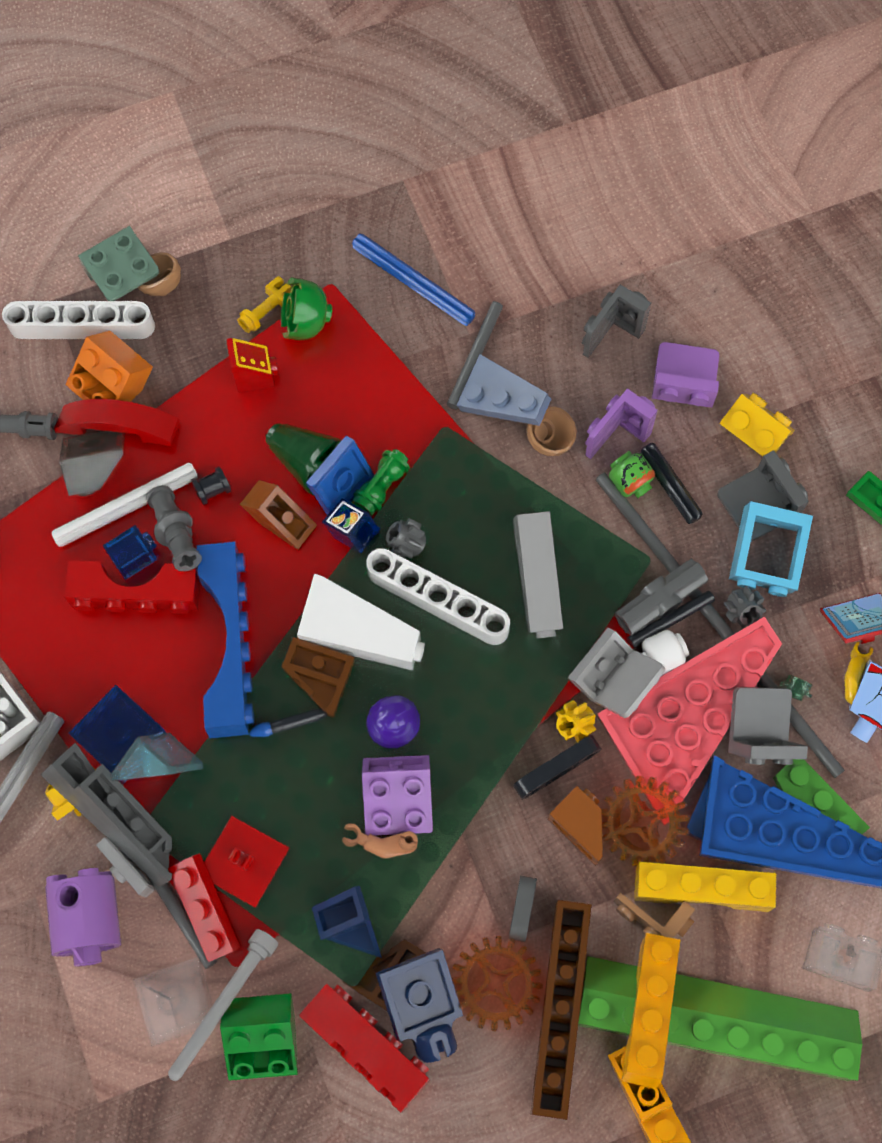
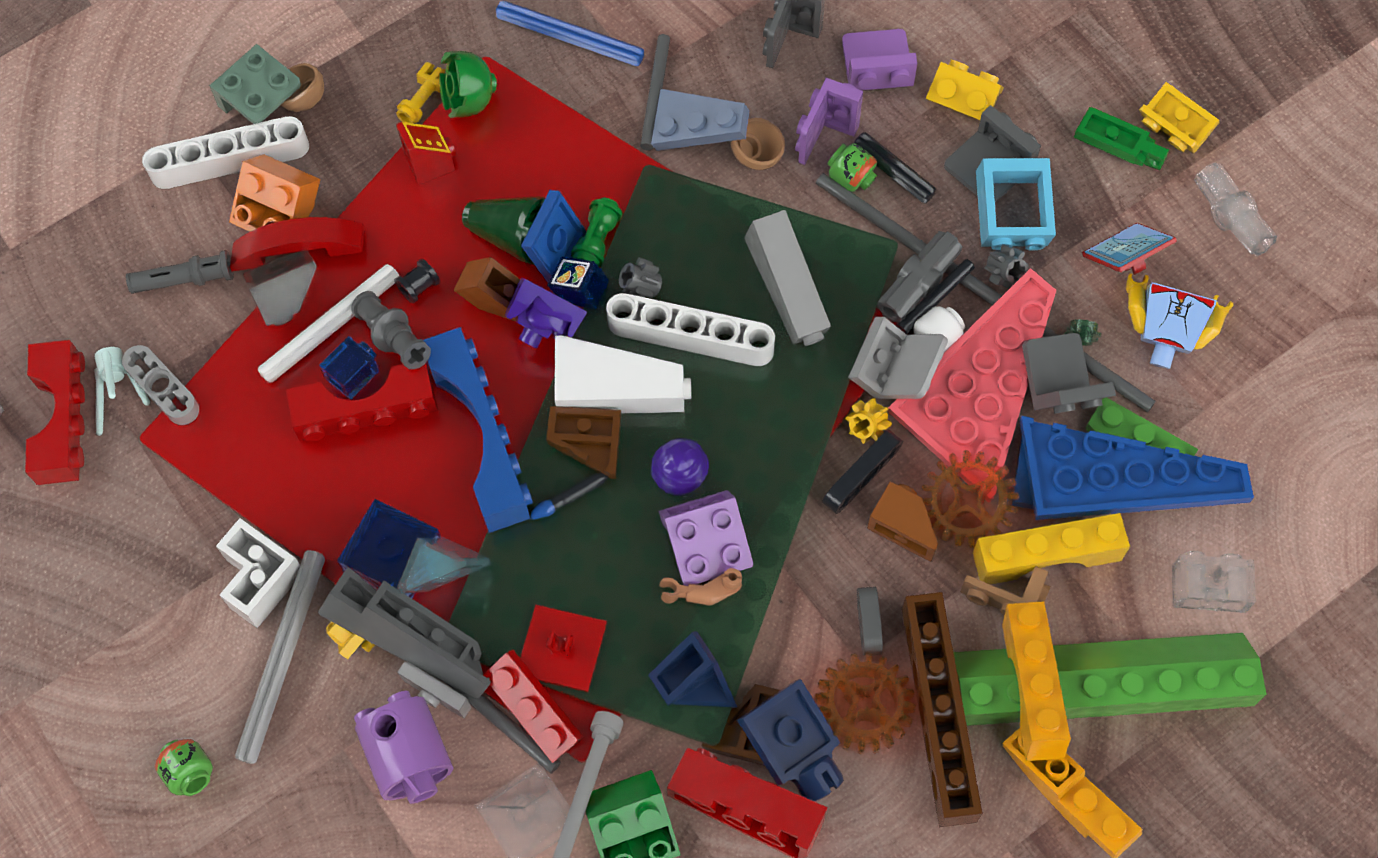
camera: 15 degrees left, 5 degrees down
(311, 548) = (542, 313): none -> dark purple brick

